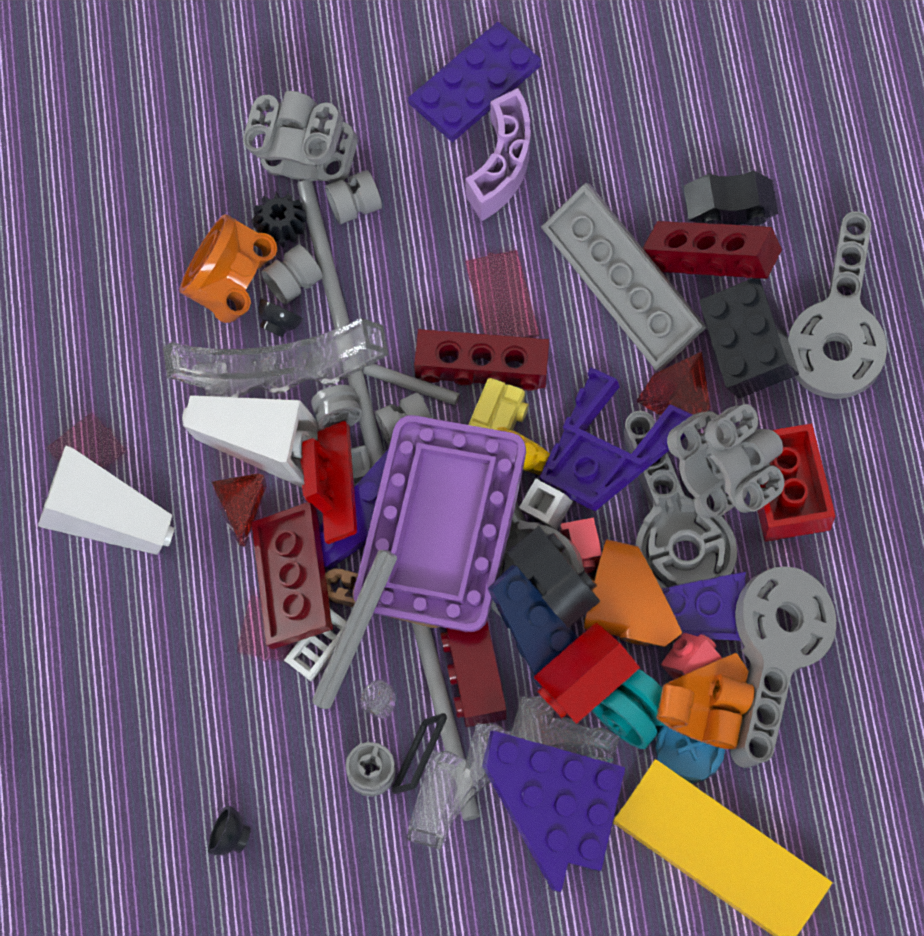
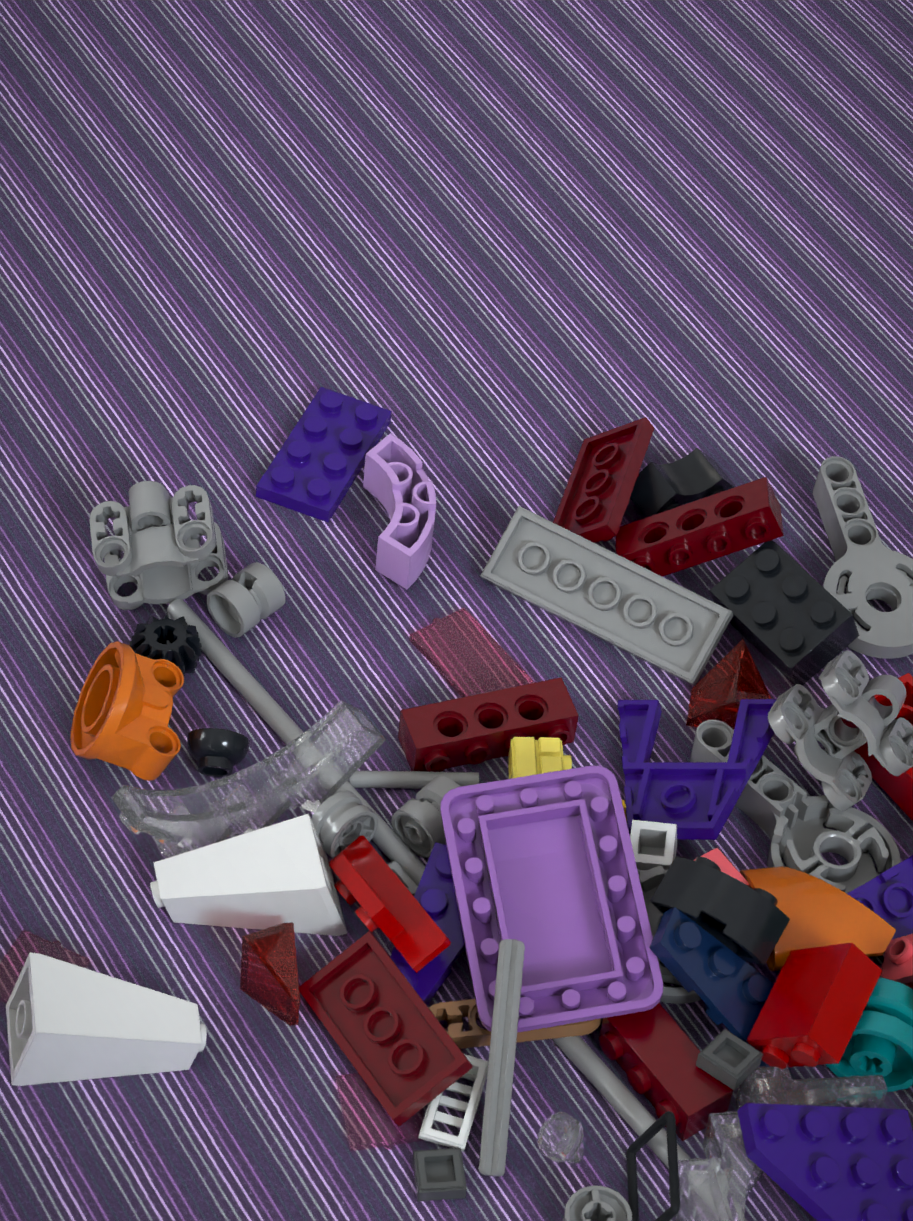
camera: 30 degrees left, 20 degrees down
(286, 692) = (439, 1174): none -> dark grey tile
(294, 272) = (213, 698): light grey wheel -> none
(513, 687) = (729, 1059): none -> dark grey tile
(667, 178) = (604, 481): none -> dark red plate

